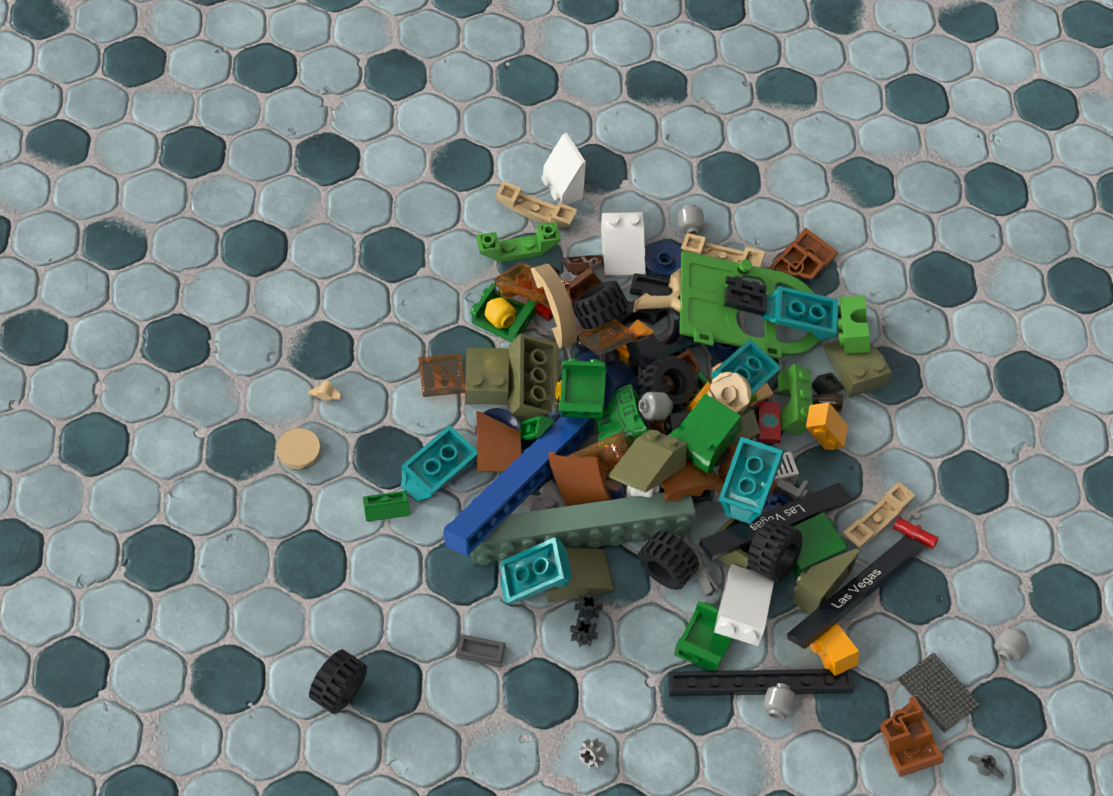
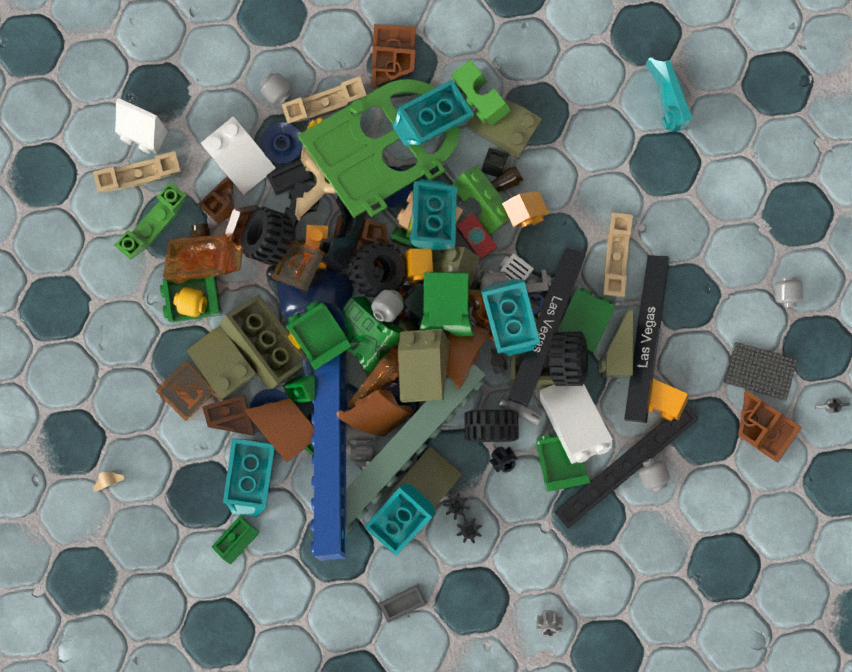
camera: 35 degrees left, 25 degrees up
(298, 448) = (127, 545): tan tile -> none
(459, 413) = (229, 416): none -> reddish brown wing
(559, 302) = (234, 262): tan slope -> none
(651, 598) = (503, 459): none -> black gear
(711, 526) = (498, 363): none -> dark grey piece
(731, 390) = (439, 251): tan tile -> none
(745, 295) = (380, 142): black plate -> none
(915, 533) = (654, 247): red pin -> none
(1011, 439) = (675, 108): none -> teal slope

